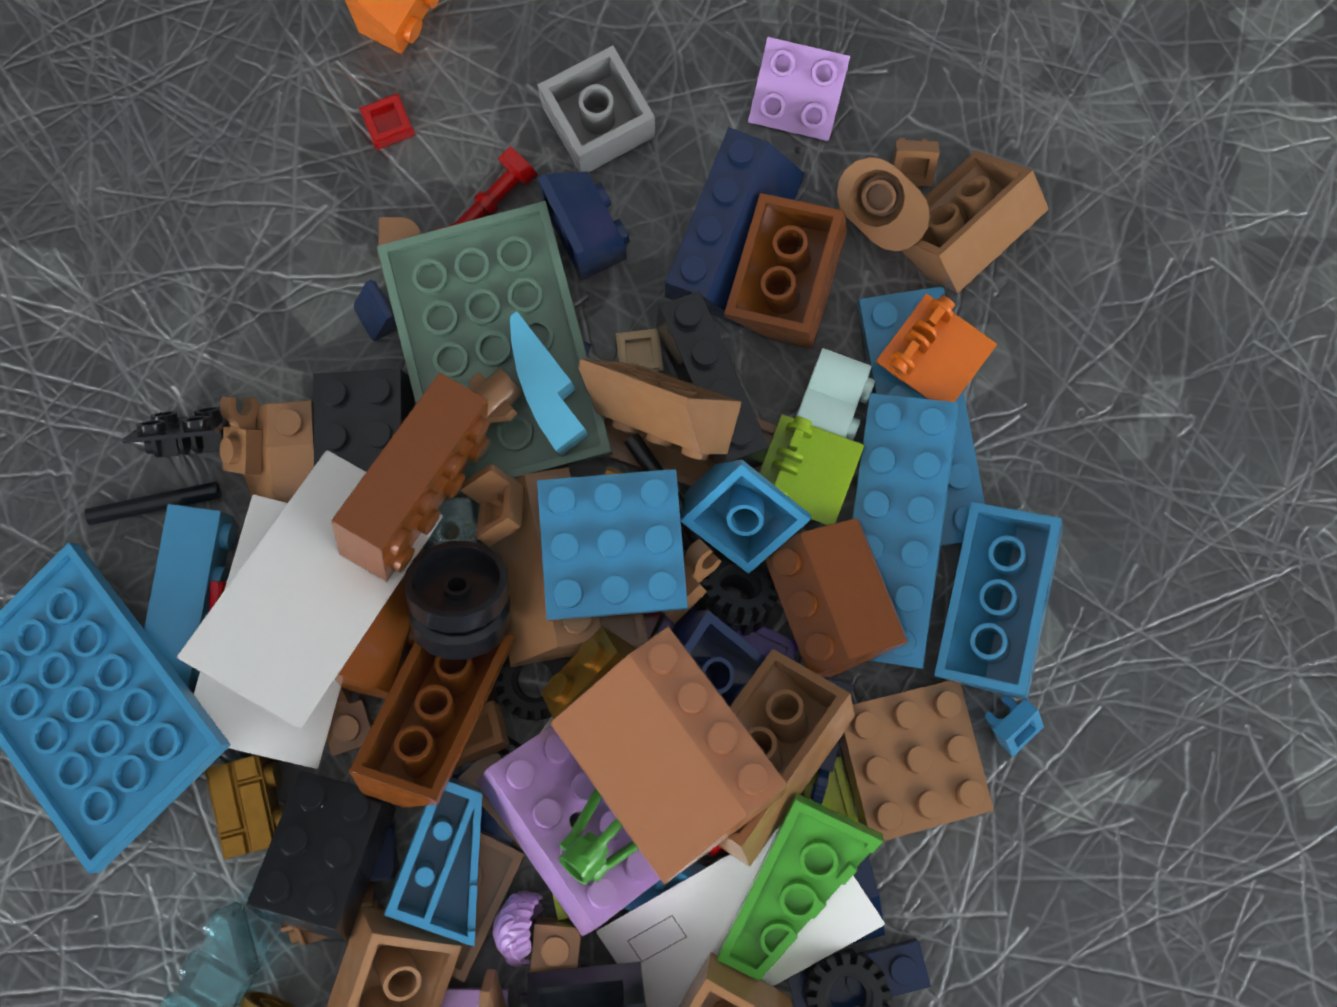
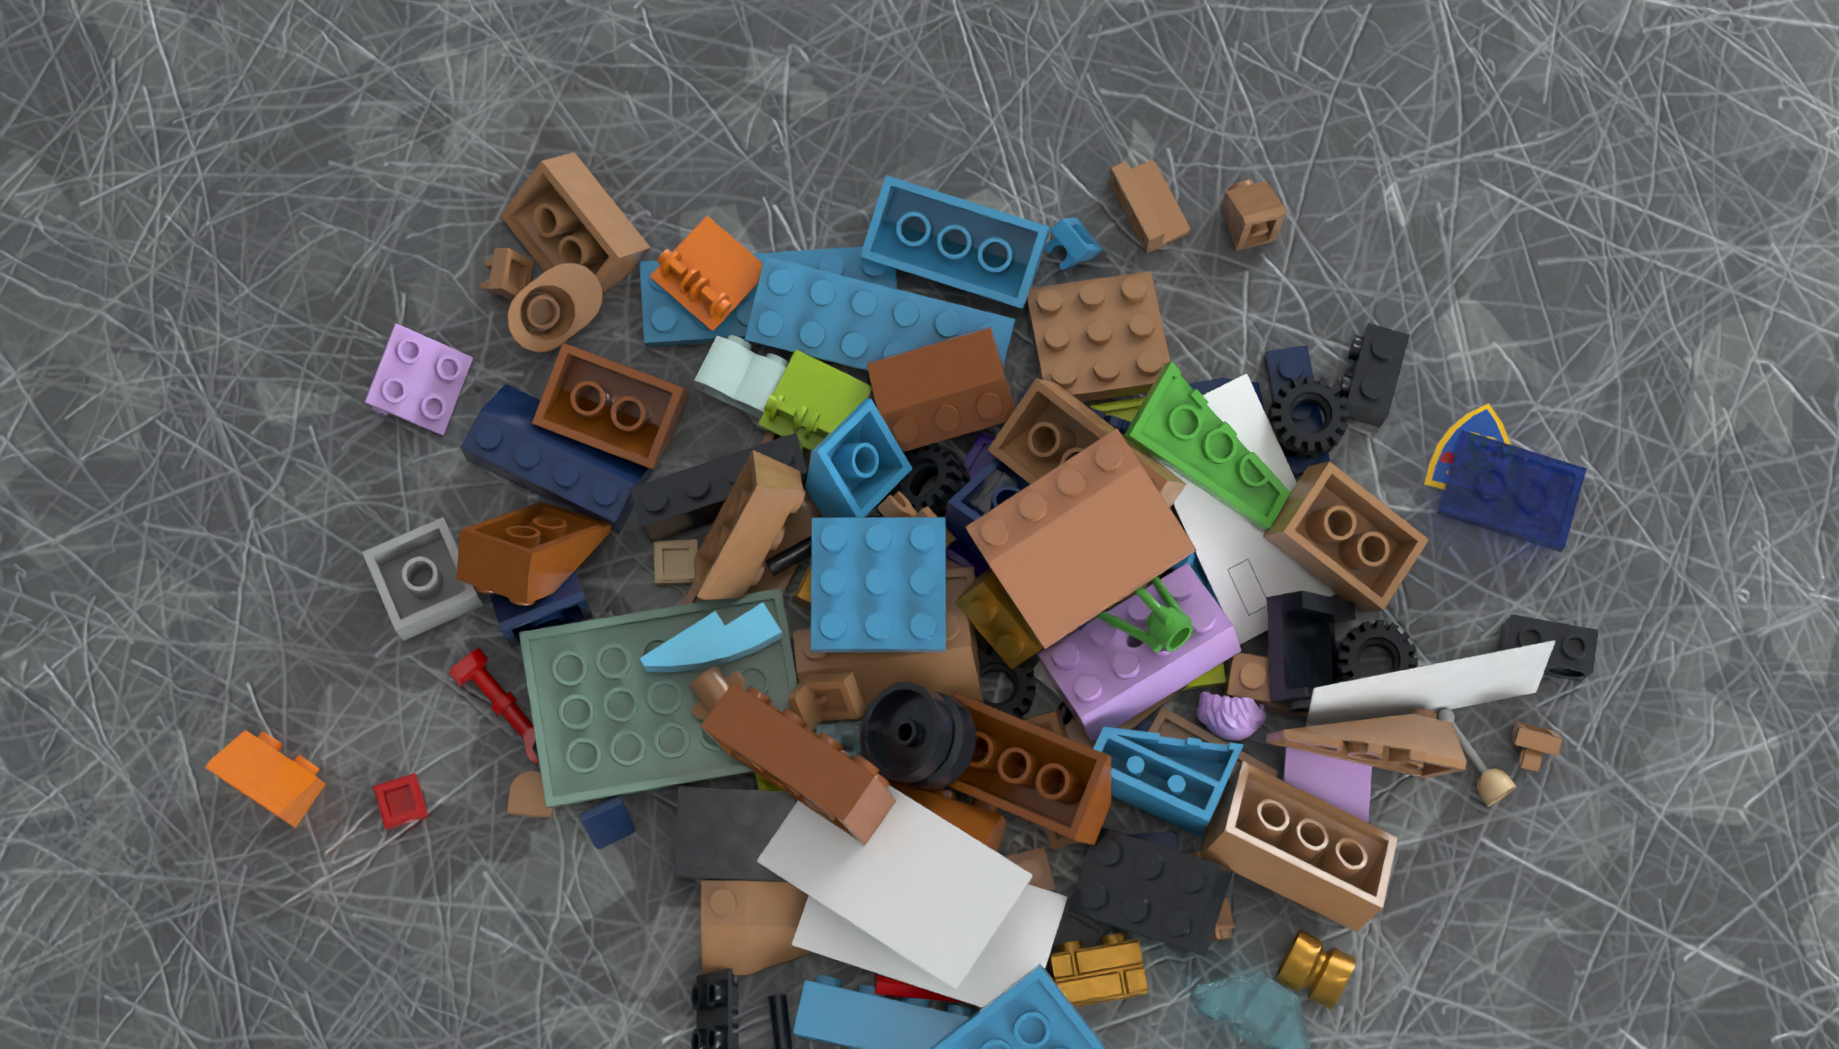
camera: 85 degrees left, 5 degrees down
(241, 441) = (742, 953): medium nougat plate -> none
(627, 199) = (527, 551): none -> dark orange slope
(1067, 802) = (1148, 204): none -> medium nougat panel
(1070, 918) = (1252, 214): none -> medium nougat slope

